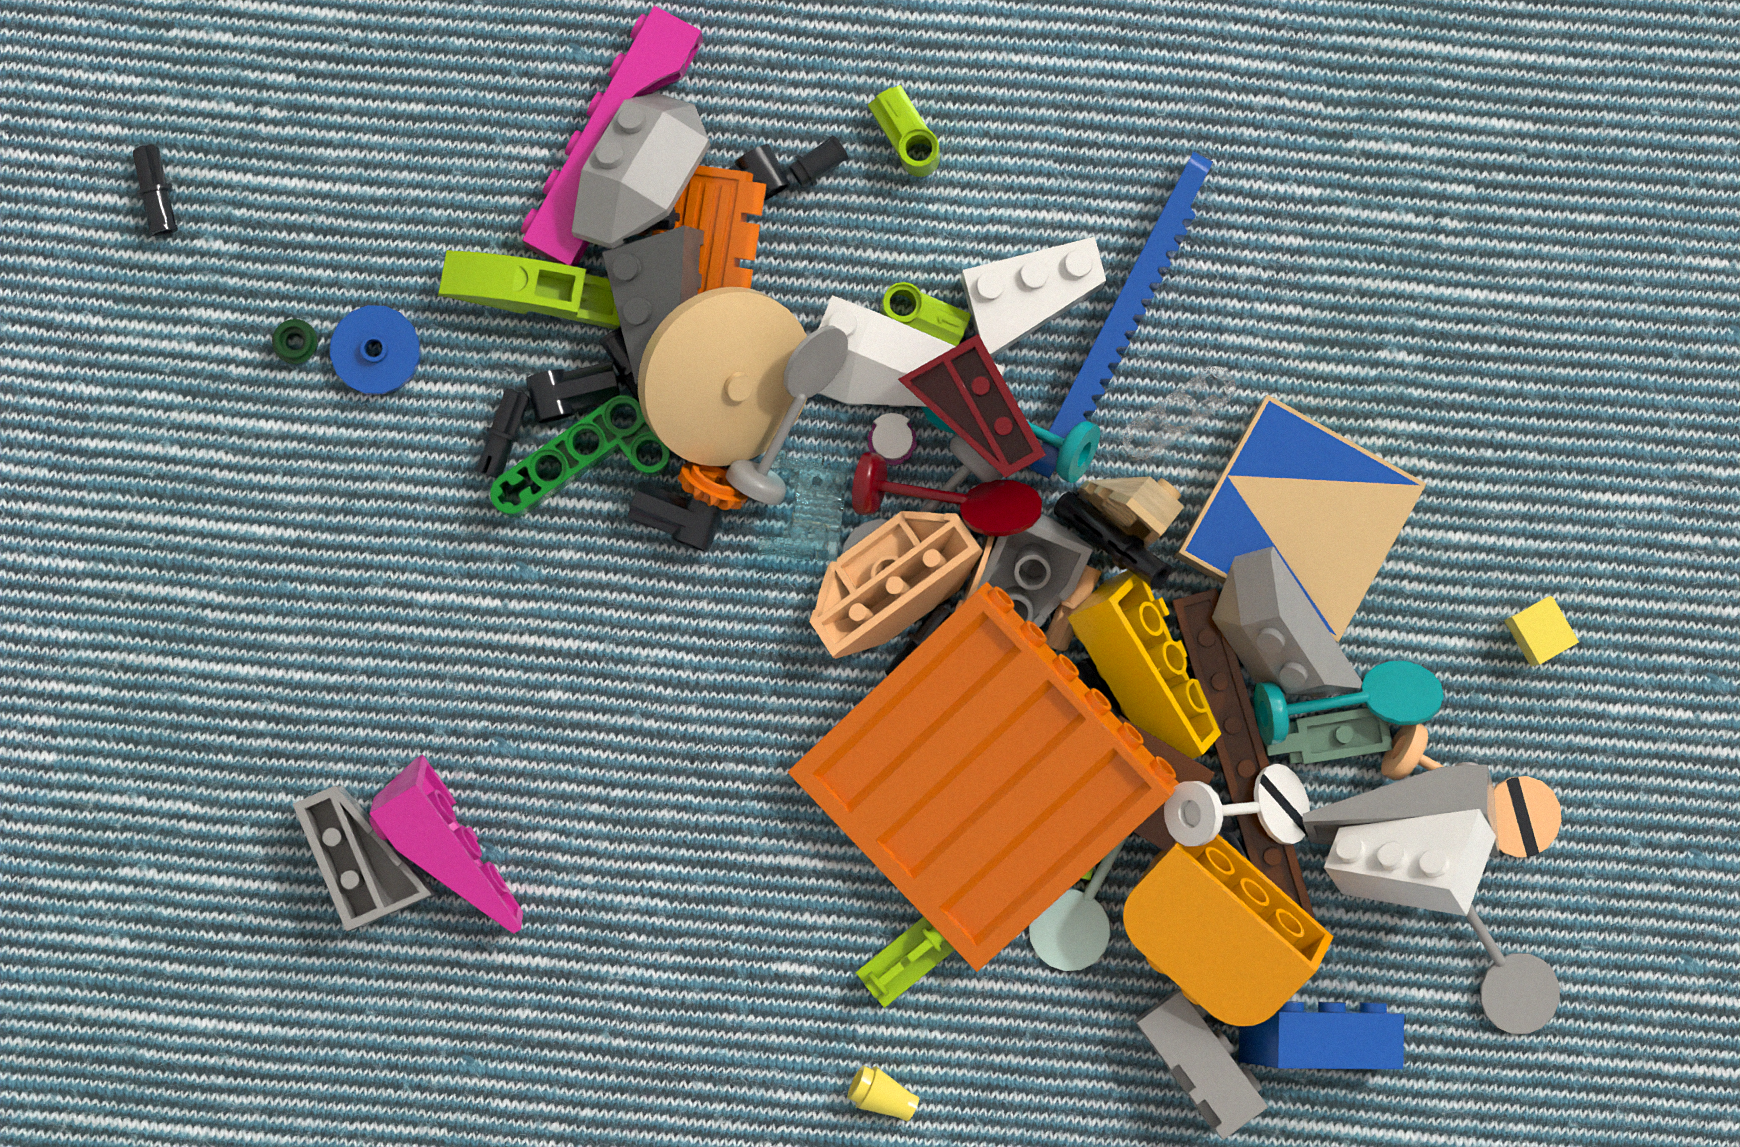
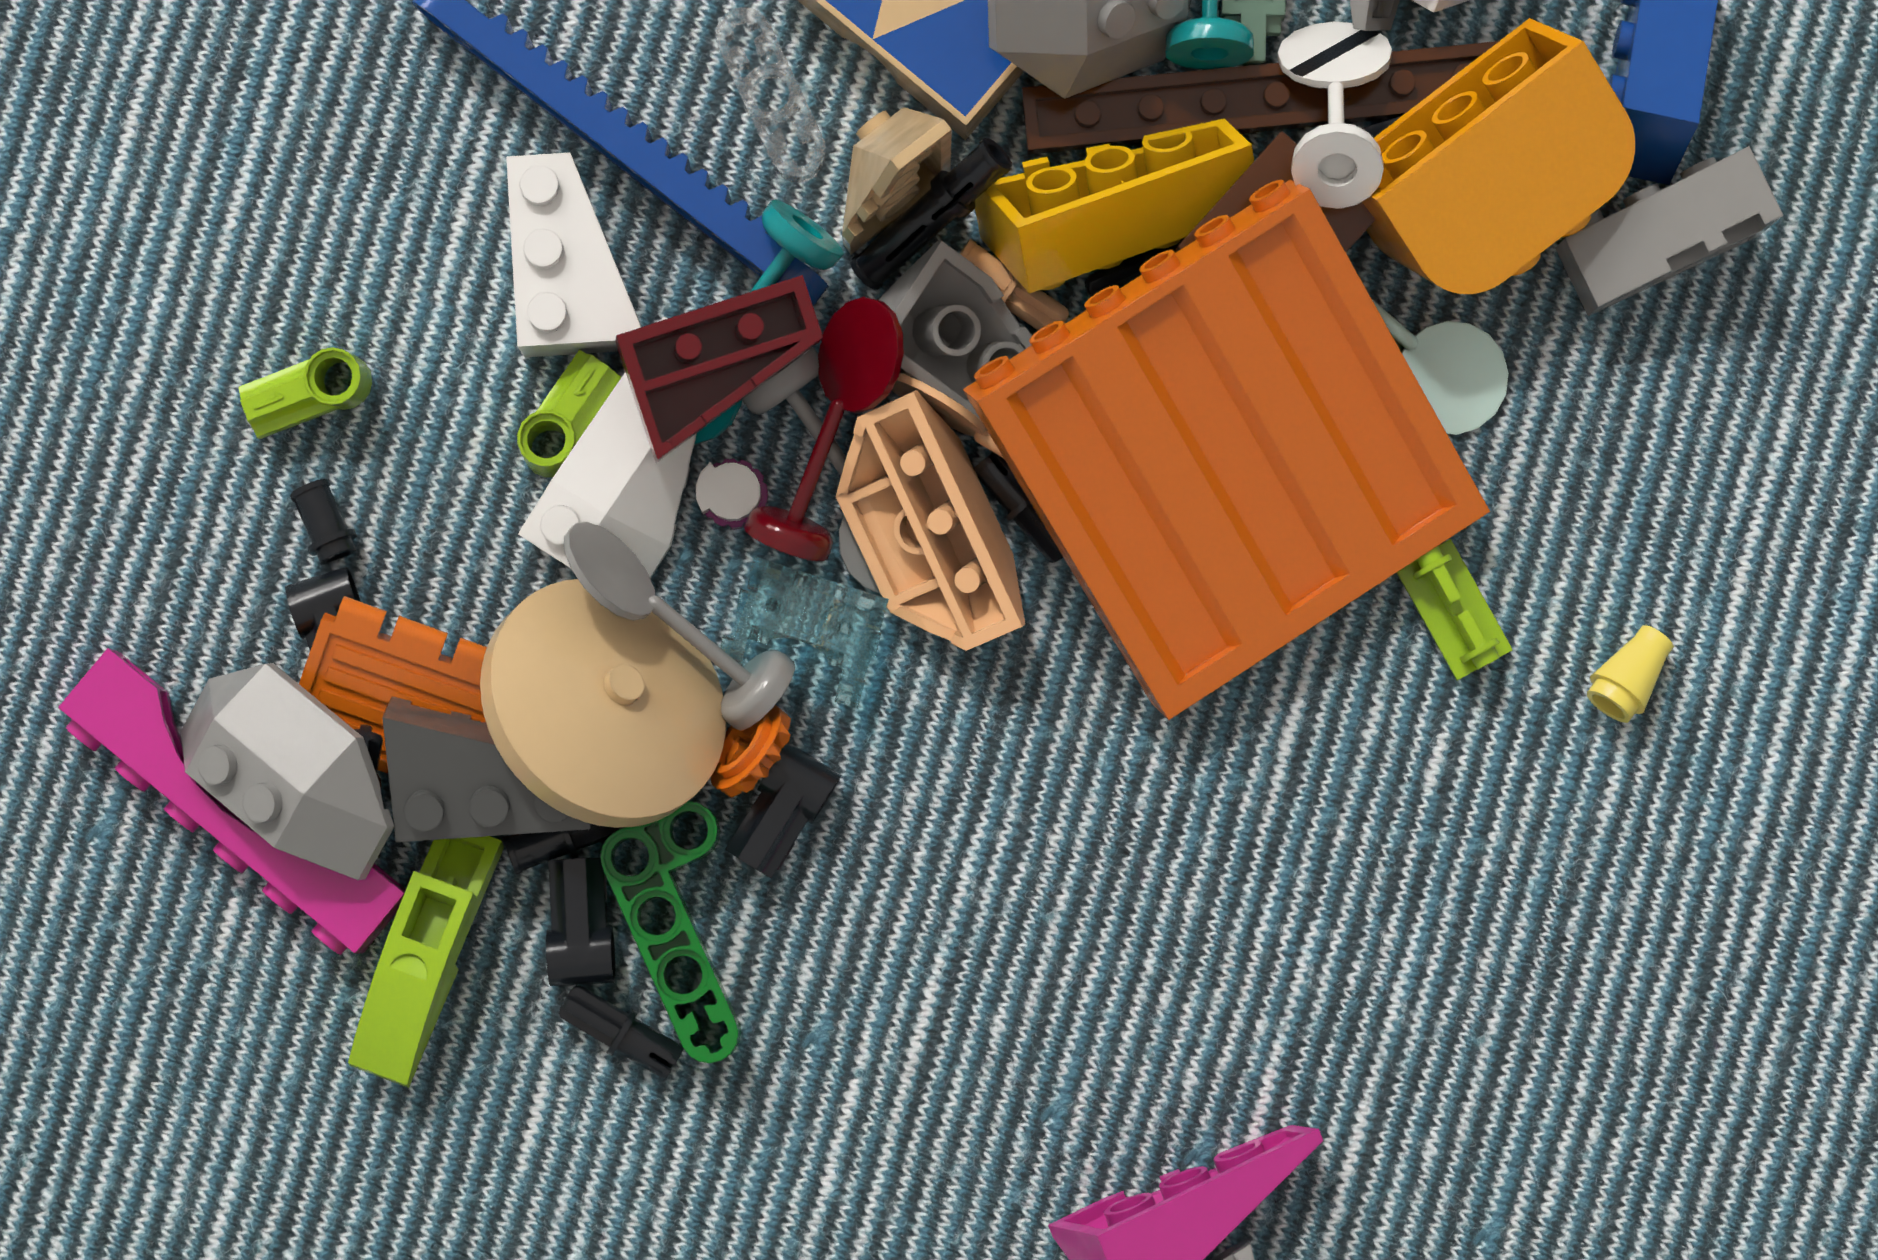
camera: 75 degrees left, 0 degrees up
(399, 350) = (502, 1184): blue plate -> none

